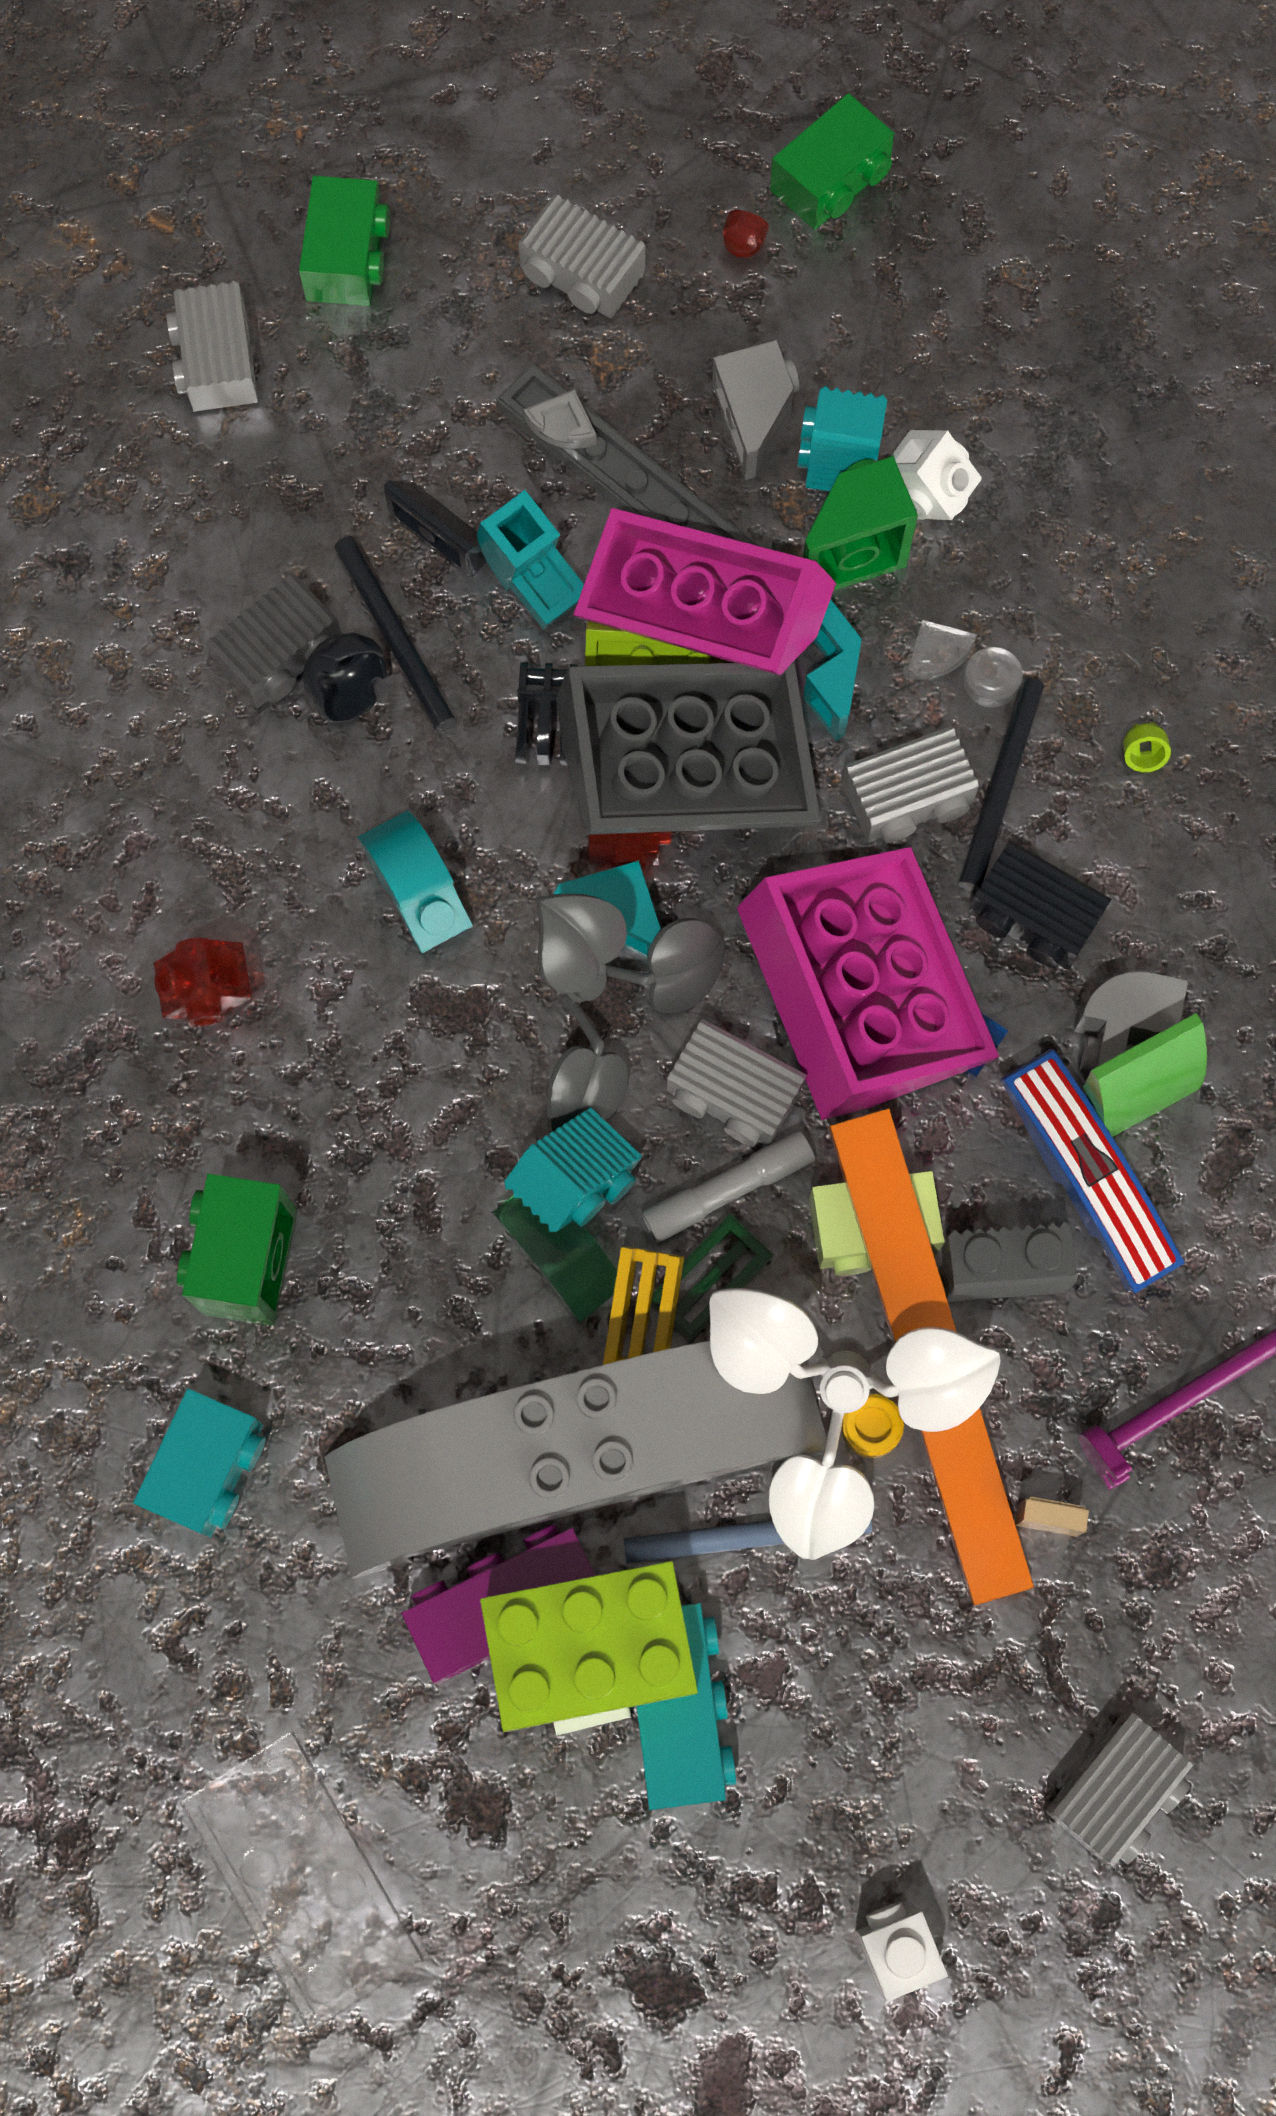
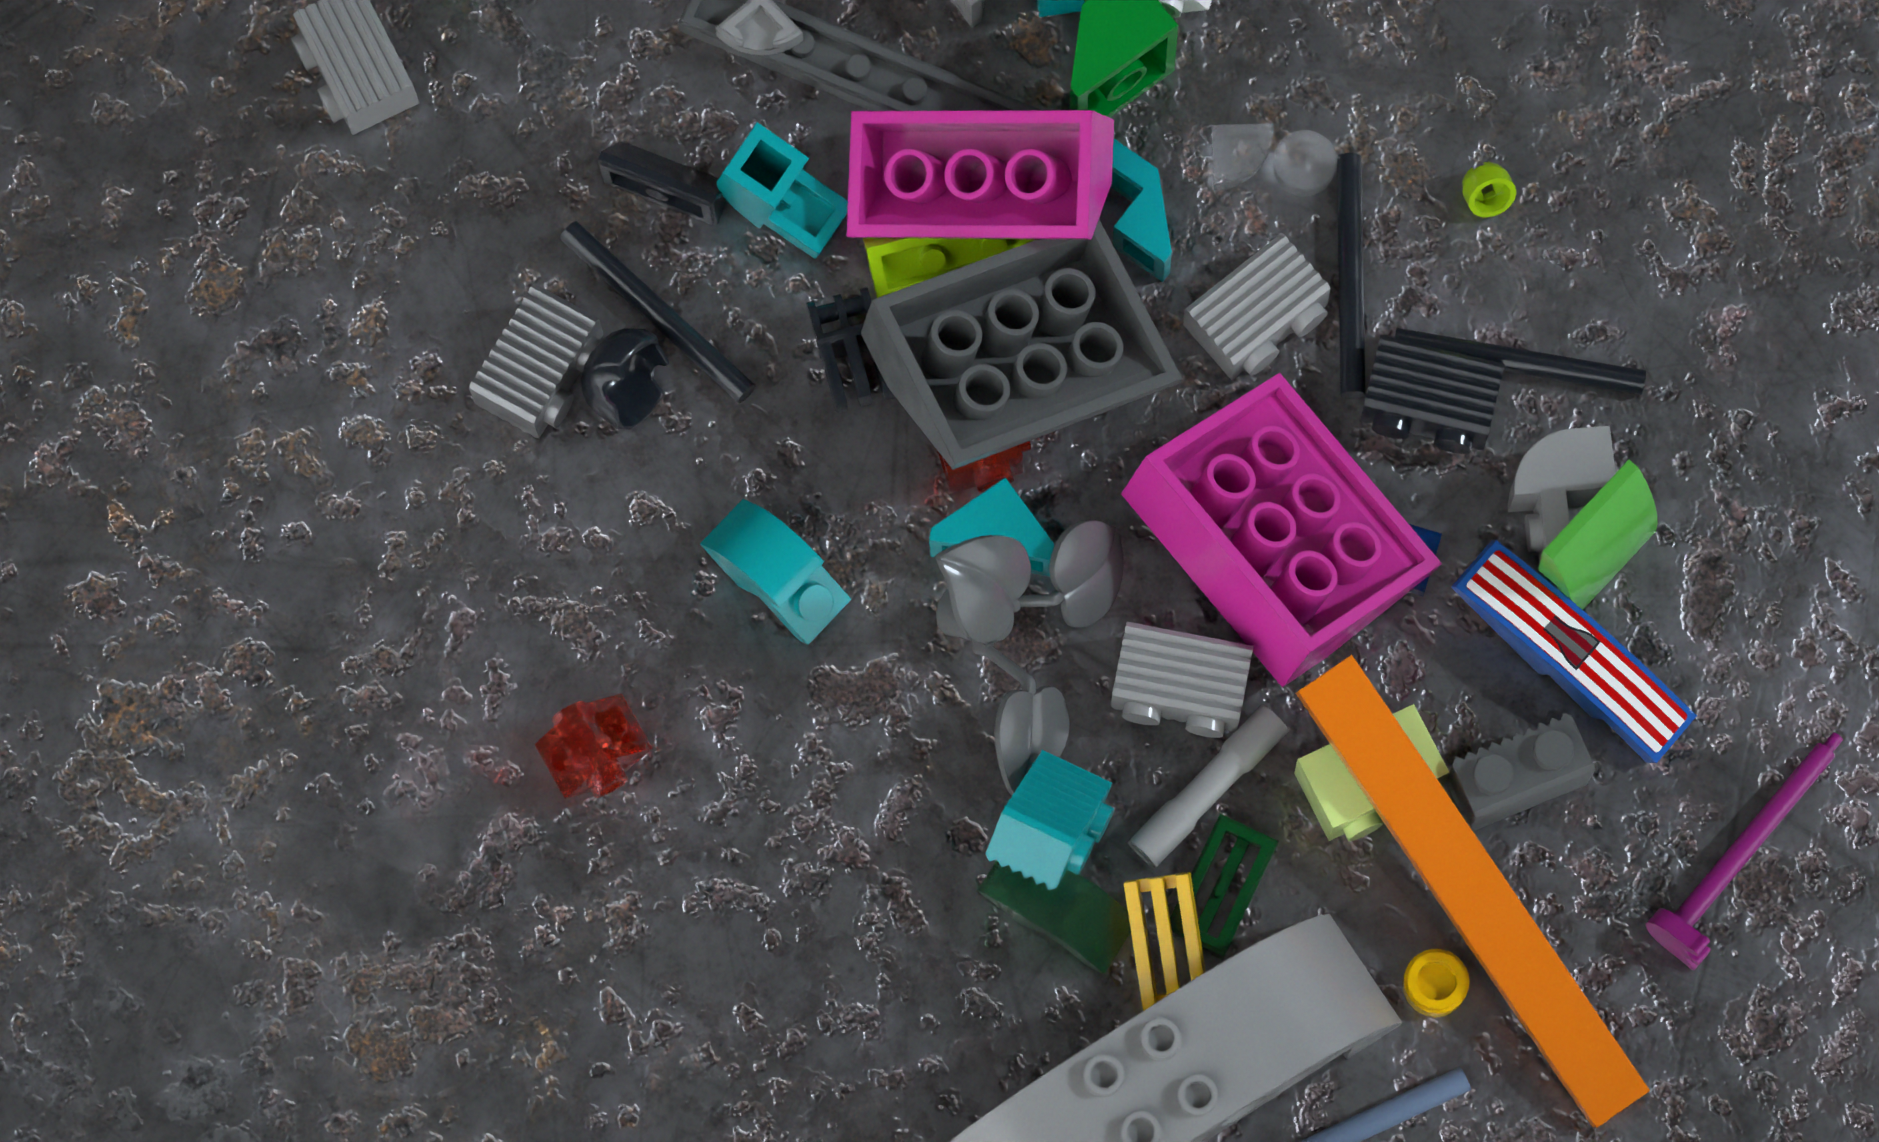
camera: 15 degrees left, 0 degrees up
(237, 1249) = (735, 1011): green brick -> none
(932, 1370) = (1483, 904): white plant -> none
(1052, 1516) = (1645, 1014): tan tile -> none
(1146, 912) = (1537, 363): none -> black bar

